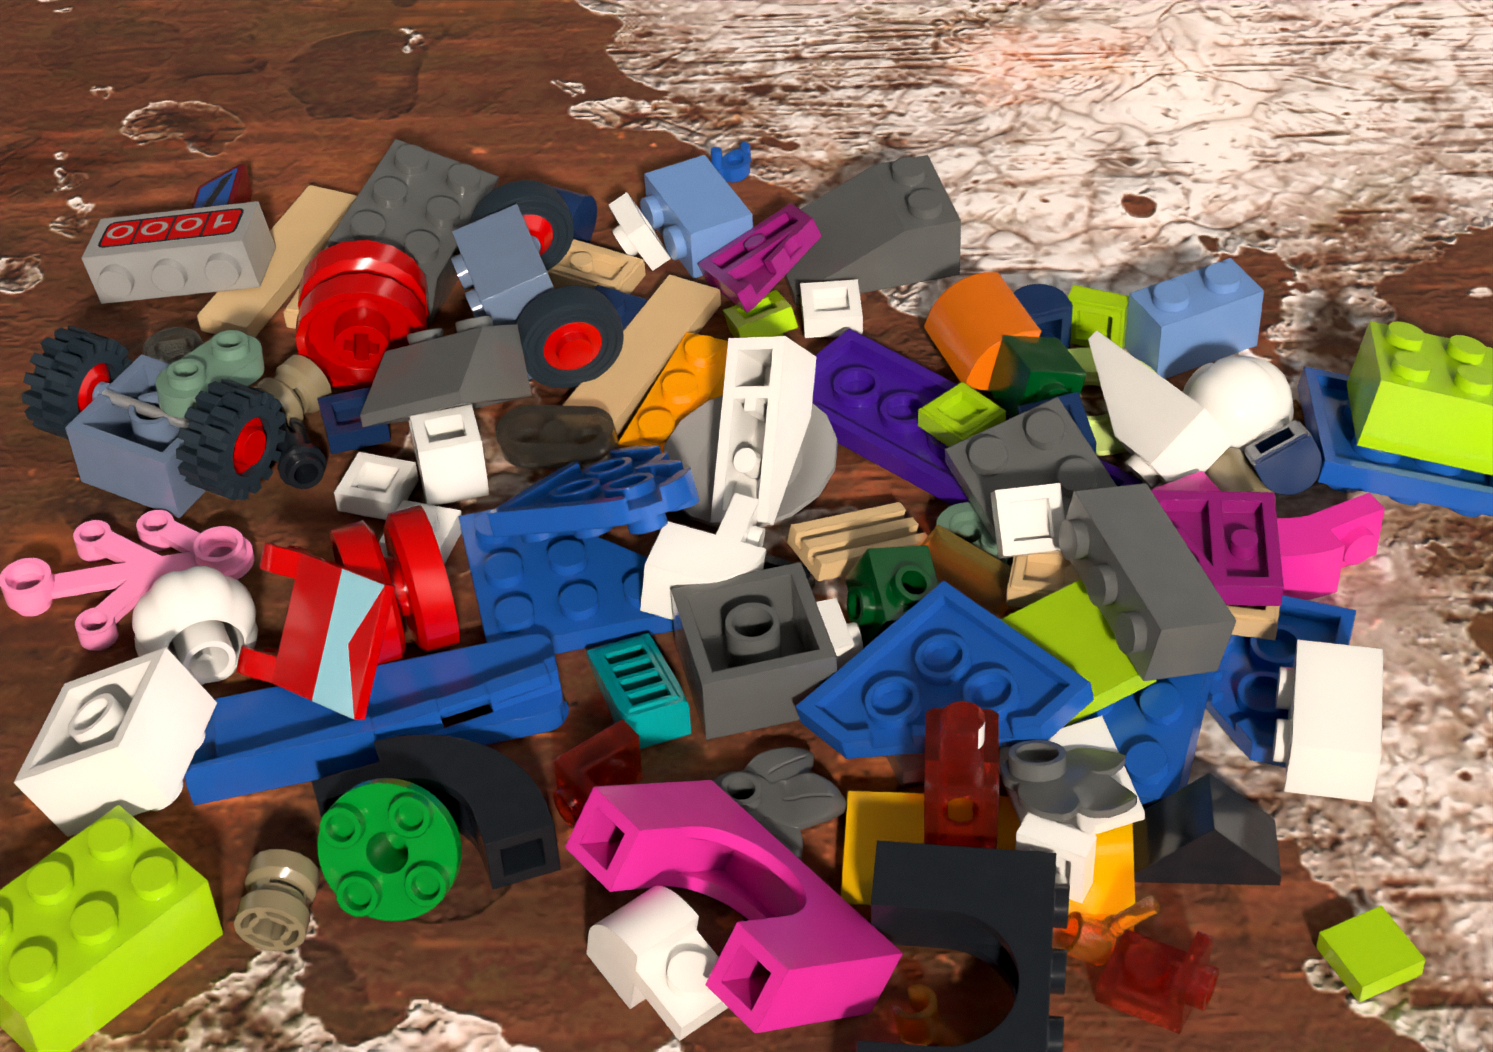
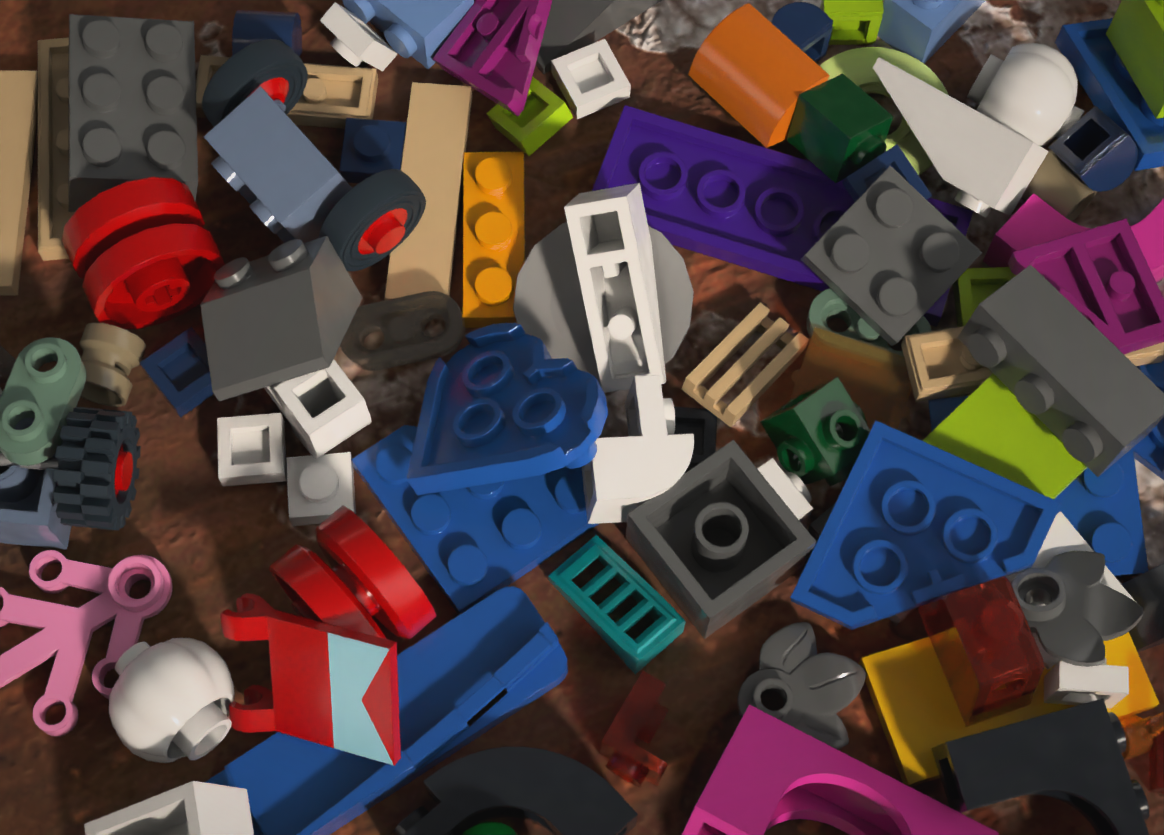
camera: 25 degrees left, 25 degrees up
(300, 461) = (160, 445): black pin -> none
(959, 415) = (785, 192): lime tile -> none
(1027, 519) = (922, 322): white plate -> none

